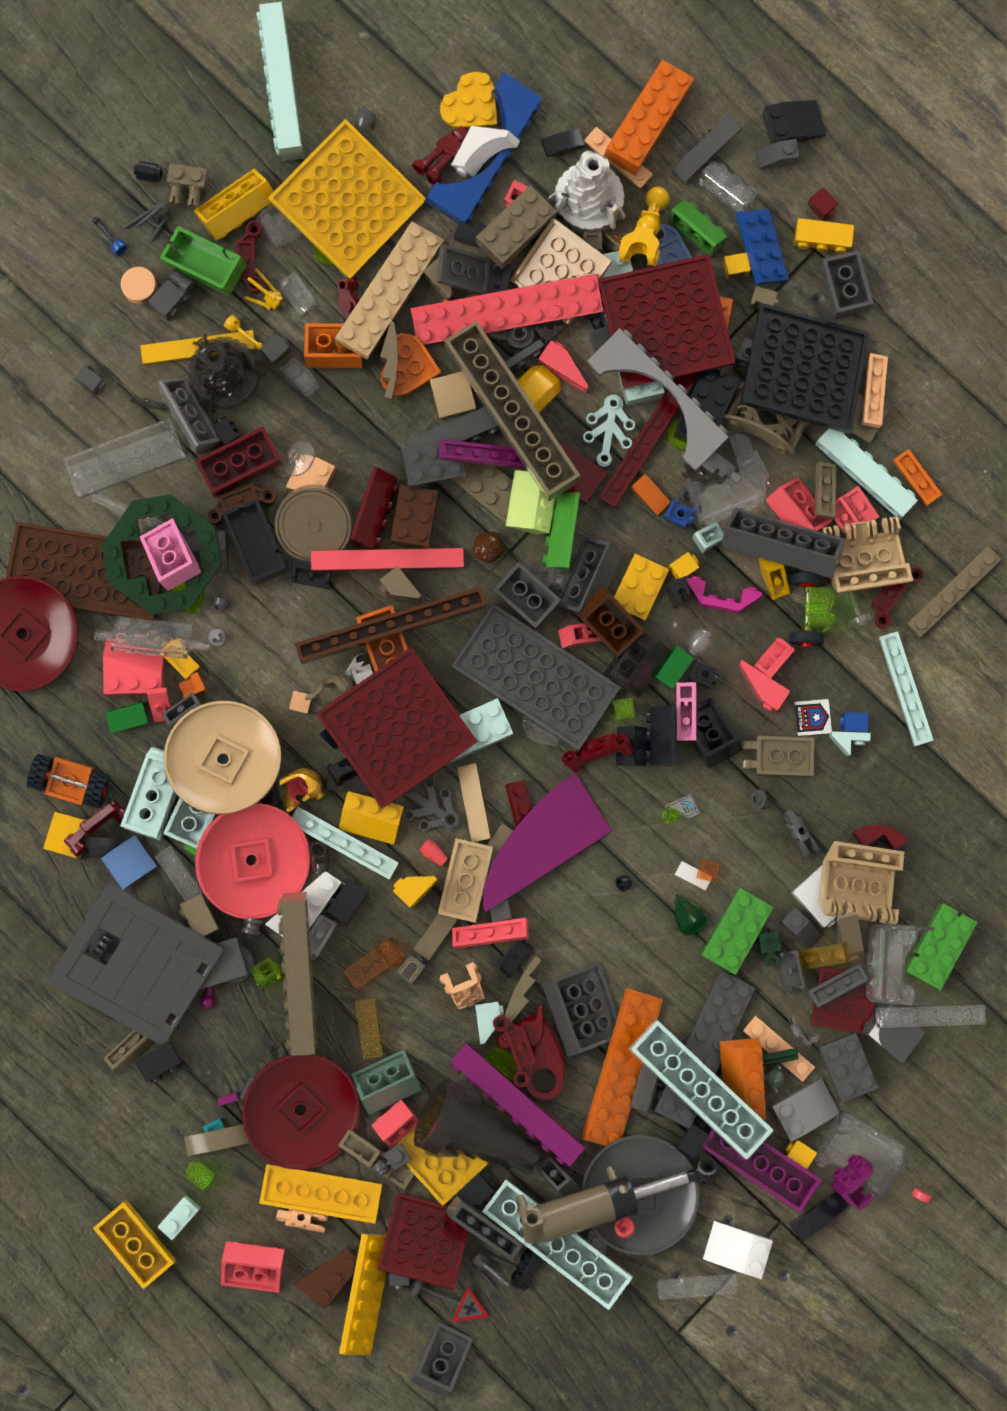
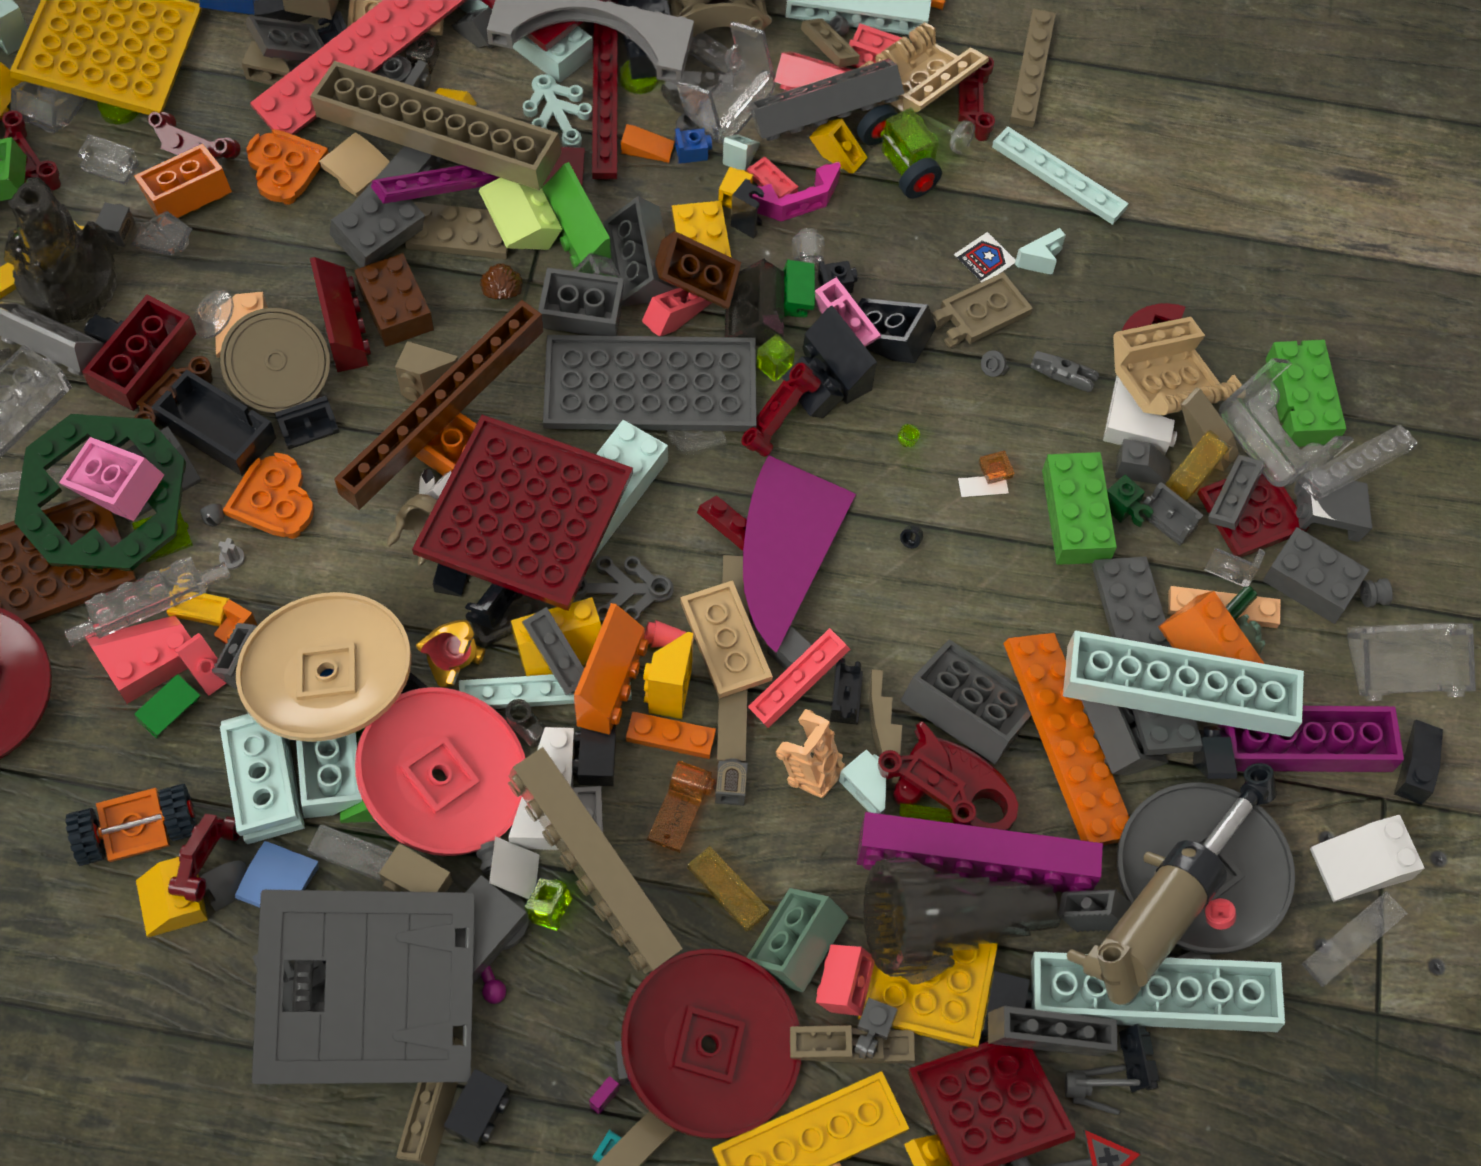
camera: 35 degrees left, 20 degrees down
(258, 942) = (514, 868): none -> white sticker
(261, 613) = (272, 497): none -> orange plate
(273, 298) = (77, 178): yellow plant -> none
(299, 703) = (385, 567): light nougat tile -> none
(360, 829) = (554, 649): none -> dark grey plate
(382, 862) = (609, 671): none -> orange slope
(387, 559) = (385, 356): coral tile -> none
(389, 290) = (213, 101): tan plate -> none
(390, 356) = (260, 159): dark tan slope -> none
(397, 916) = (670, 735): none -> orange plate
(473, 803) = (673, 552): tan slope -> none
(560, 363) = (464, 75): coral slope -> none
(685, 806) = (921, 419): light grey sticker -> none
(688, 916) = (1012, 529): dark green piece -> none
(713, 574) = (766, 173): none -> coral plate
(766, 690) = (909, 252): coral slope -> none
(774, 657) = (899, 222): coral hinge -> none
(800, 1153) = (1344, 695): yellow brick -> none
(805, 1110) = (1312, 648): light grey slope -> none
(843, 474) = (840, 25): none -> dark grey hinge
(851, 1178) = (1423, 689): magenta piece -> none
(854, 722) = (1032, 229): blue brick -> none
(876, 1101) = (1376, 592): none -> dark grey wheel

